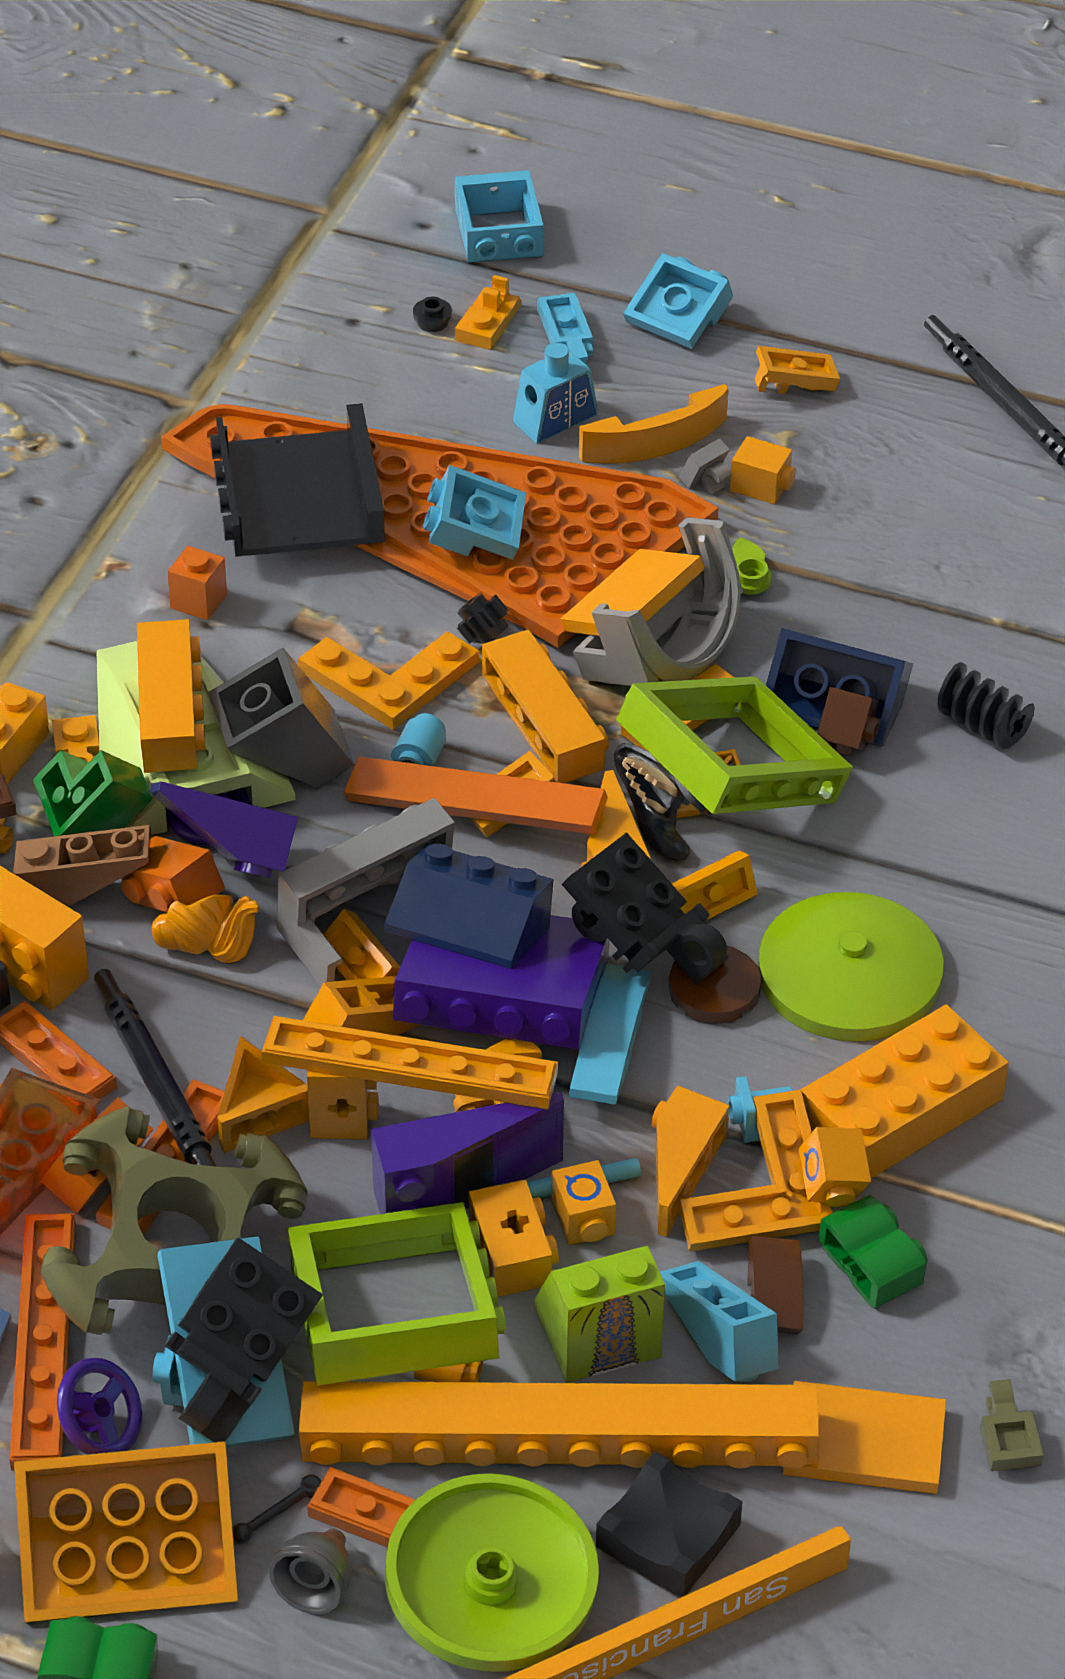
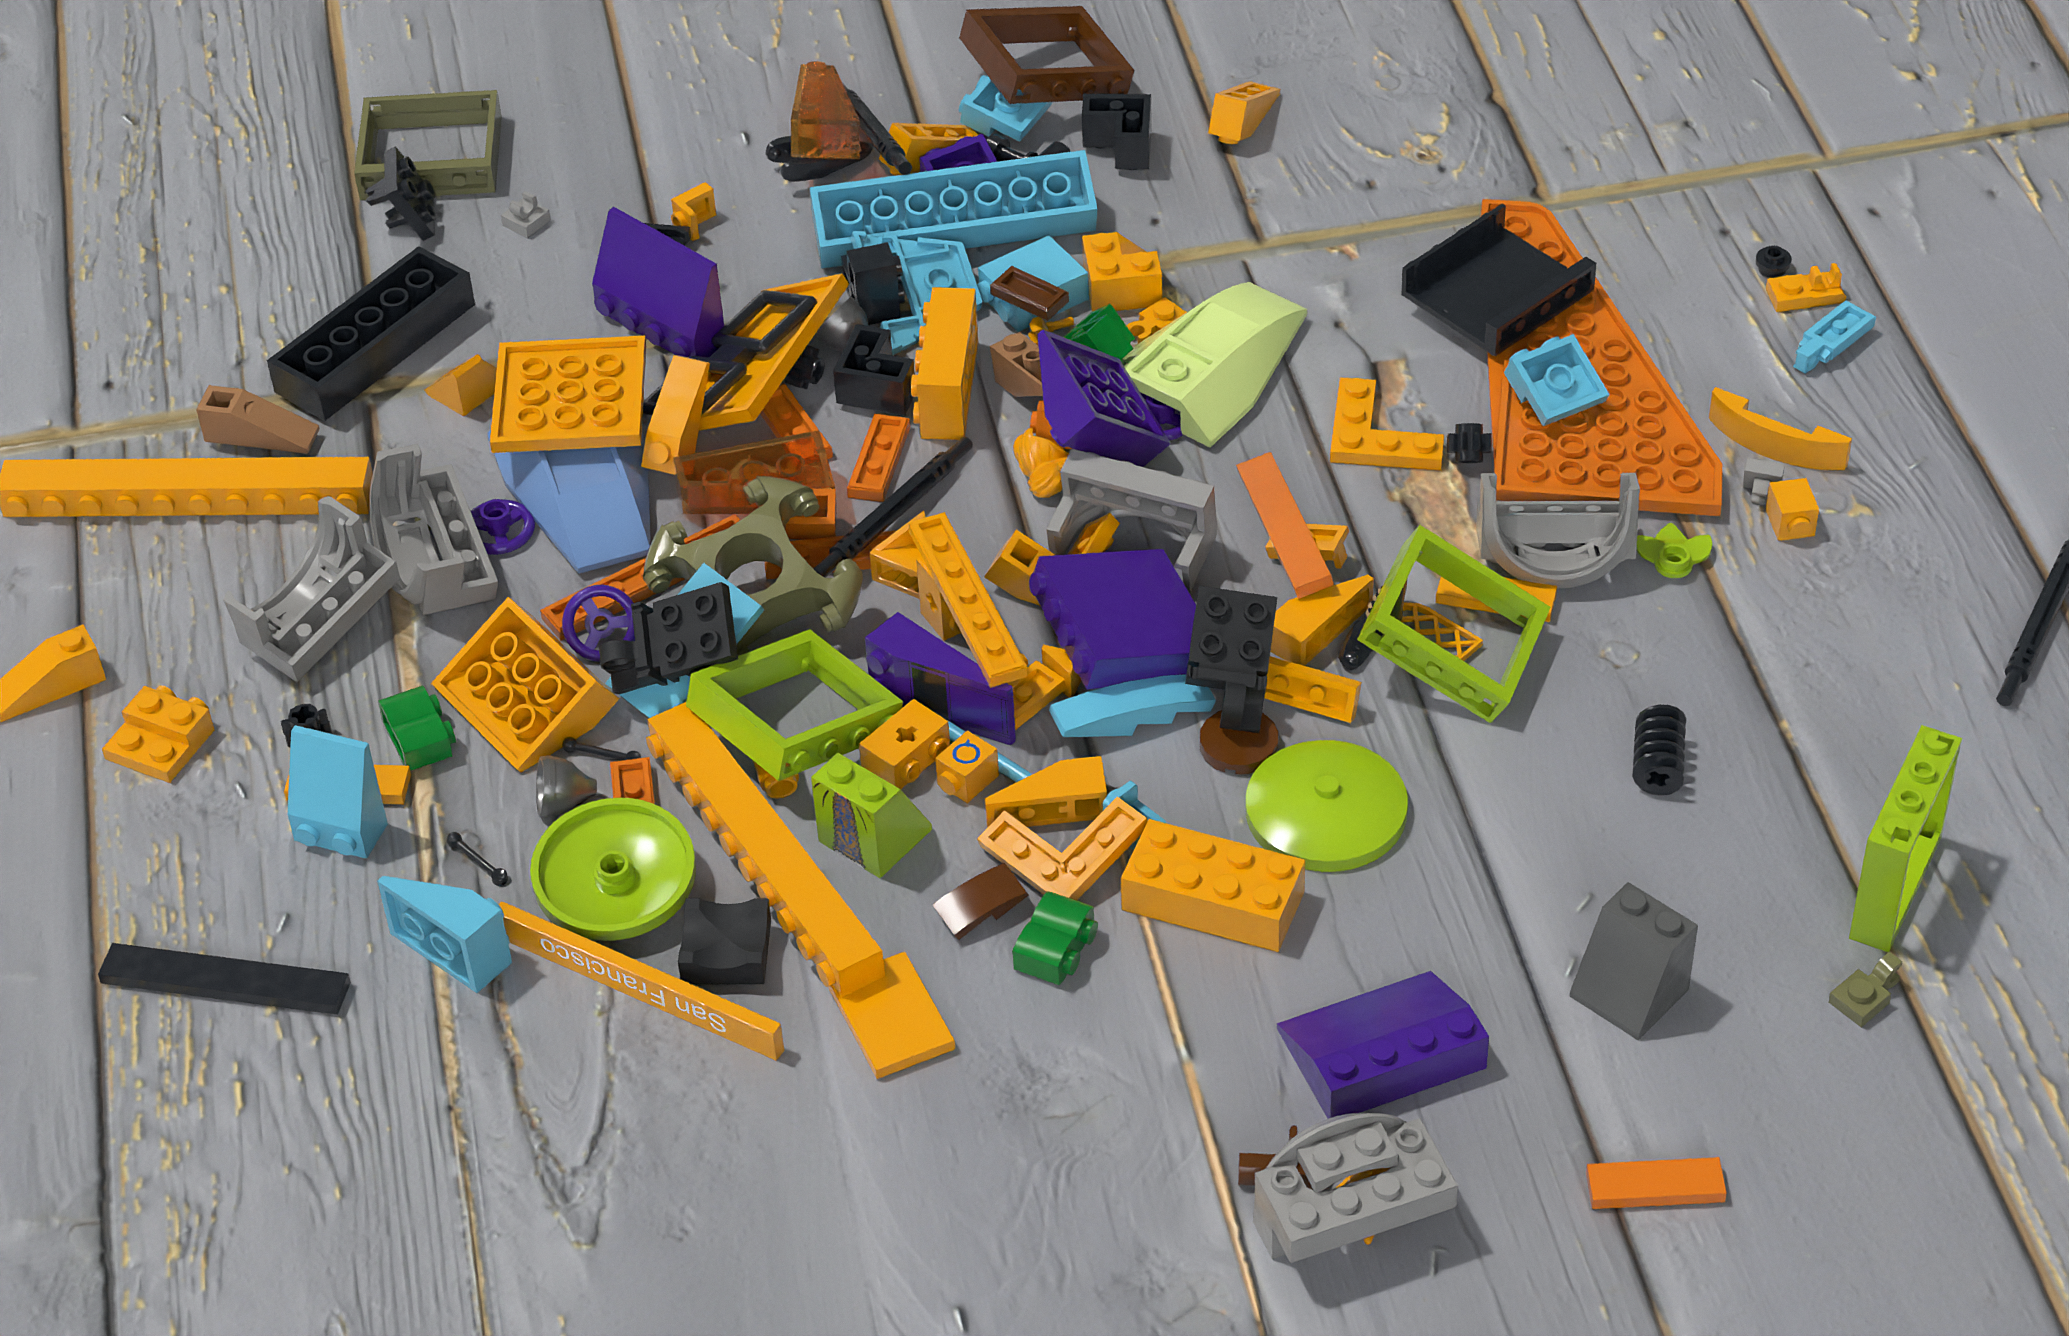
camera: 60 degrees right, 0 degrees up
(167, 696) = (1199, 319): light orange brick -> none
(197, 582) = (1357, 290): orange brick -> none
(281, 721) = (1247, 393): dark grey slope -> none
(420, 740) = (1314, 477): medium azure brick -> none
(471, 905) = (1147, 562): dark blue slope -> none
(513, 193) = (1918, 209): medium azure window -> none
(544, 706) = (1426, 500): light orange brick -> none
(554, 394) = (1744, 360): medium azure torso -> none
(640, 583) = (1558, 498): light orange tile -> none
(679, 300) = (1933, 373): medium azure plate -> none
(725, 1322) = (919, 884): medium azure slope -> none
(797, 368) = (1928, 472): light orange plate -> none
(808, 667) = (1599, 659): dark blue slope -> none
(834, 1165) = (1091, 869): light orange brick -> none
(849, 721) = (1560, 679): reddish brown brick -> none
(1009, 1435) = (950, 1089): olive plate -> none

